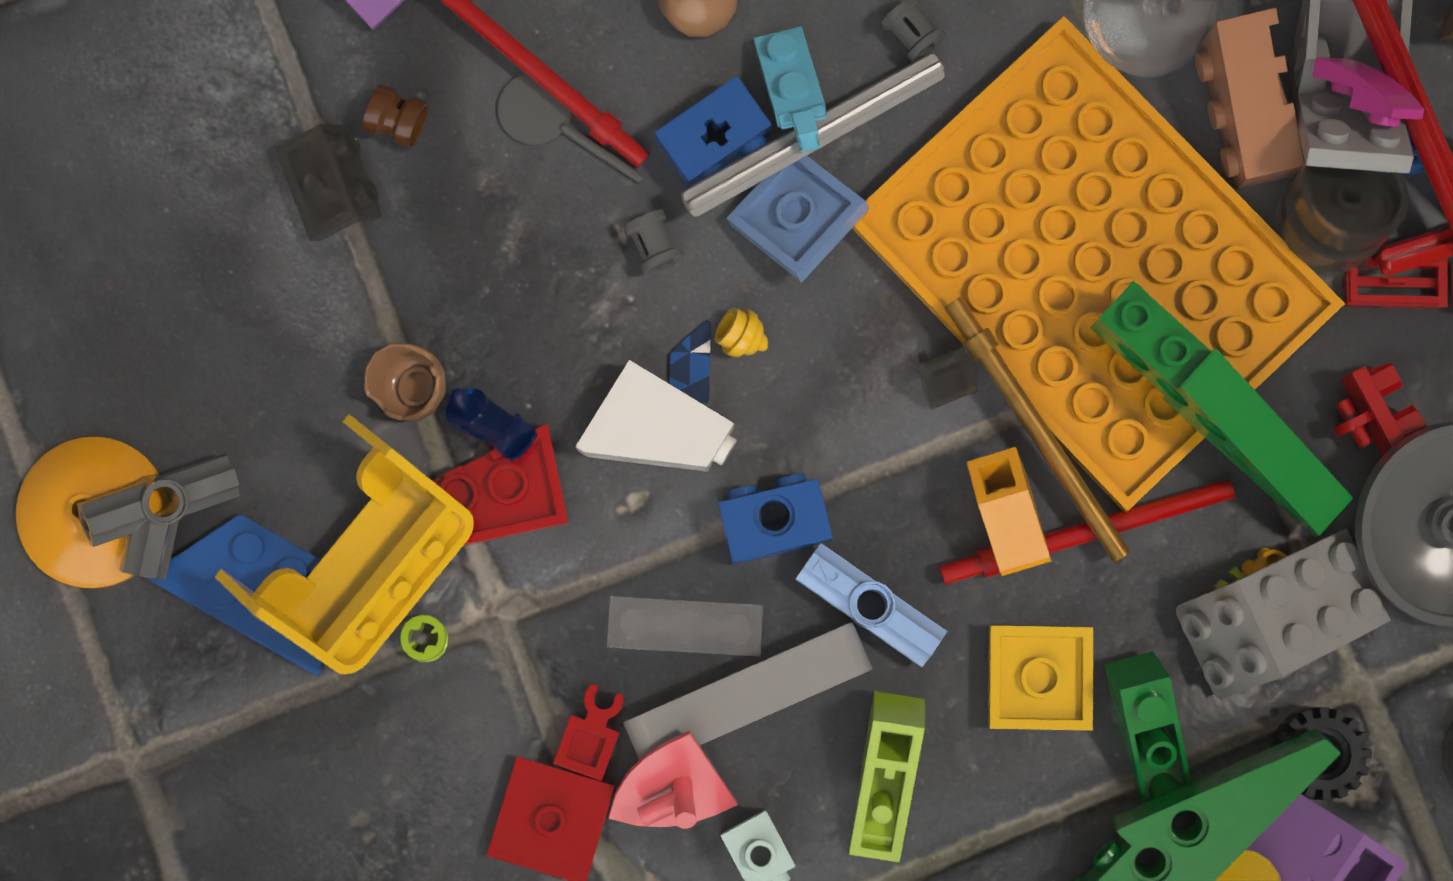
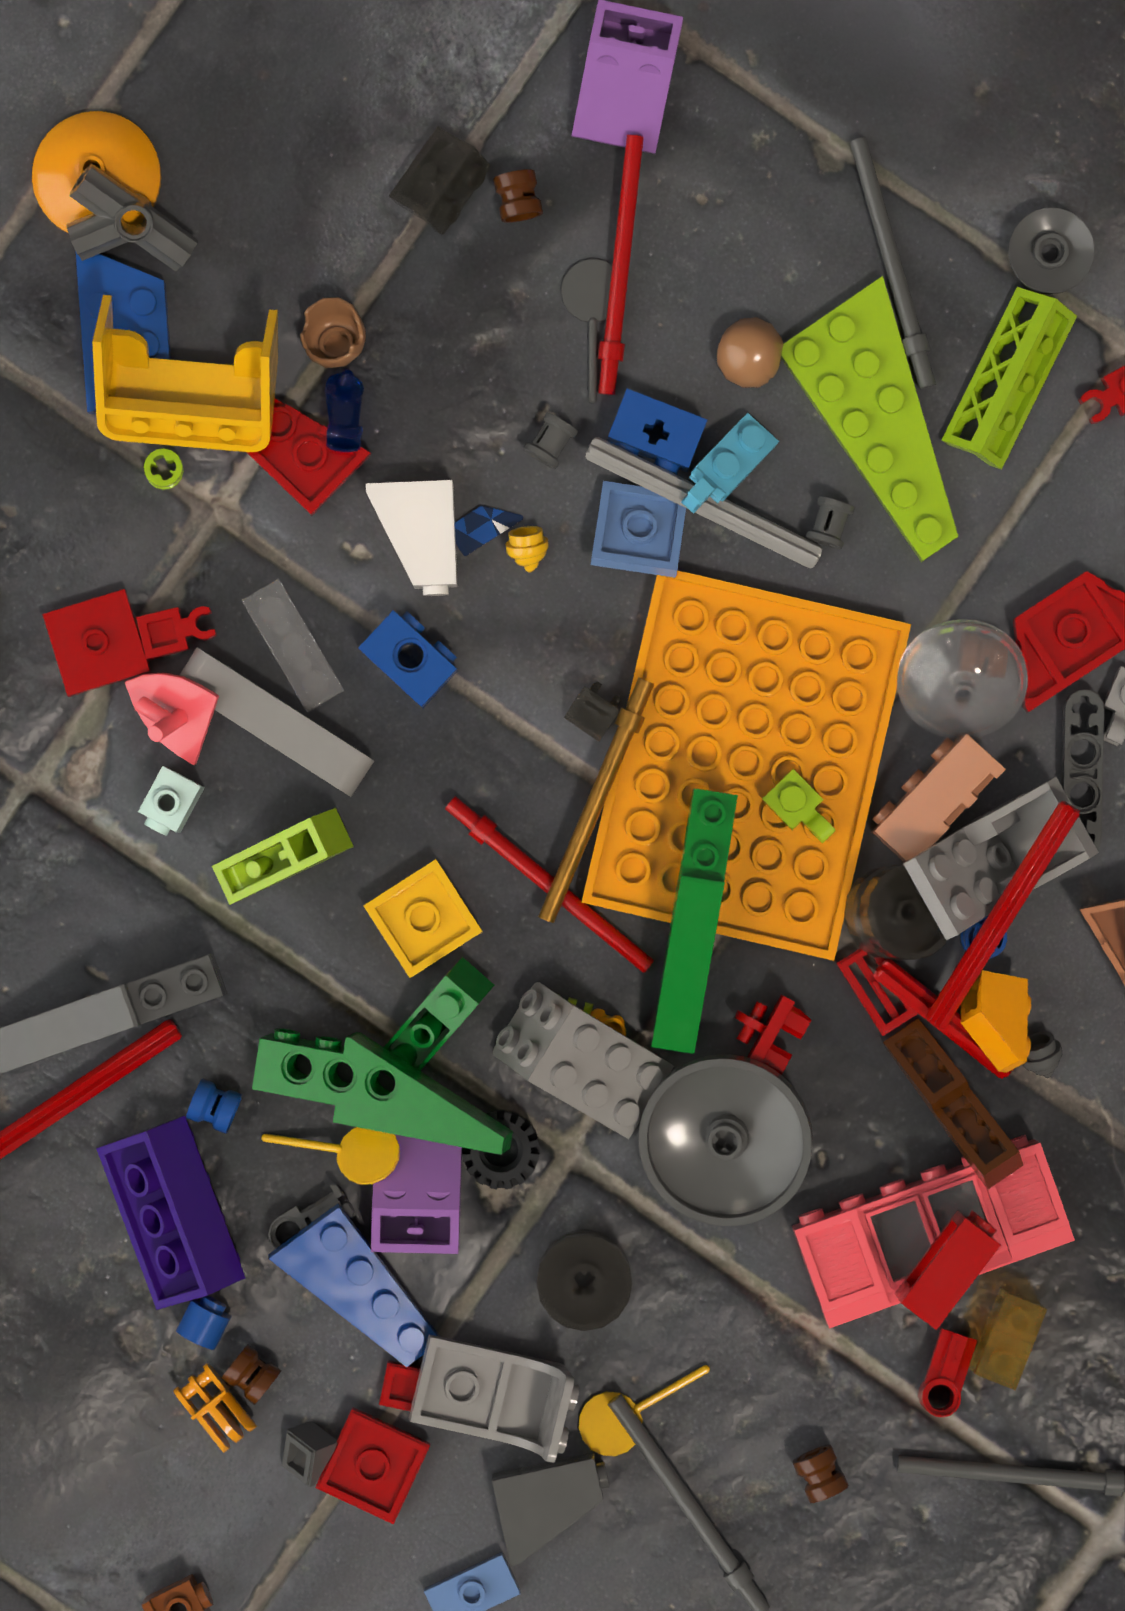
camera: 55 degrees right, 5 degrees up
(900, 624) = (394, 736): light blue piece -> none
(1008, 511) = (523, 817): light orange slope -> none
(1168, 238) = (795, 803): none -> lime plate
(1370, 90) = (990, 875): dark pink slope -> none

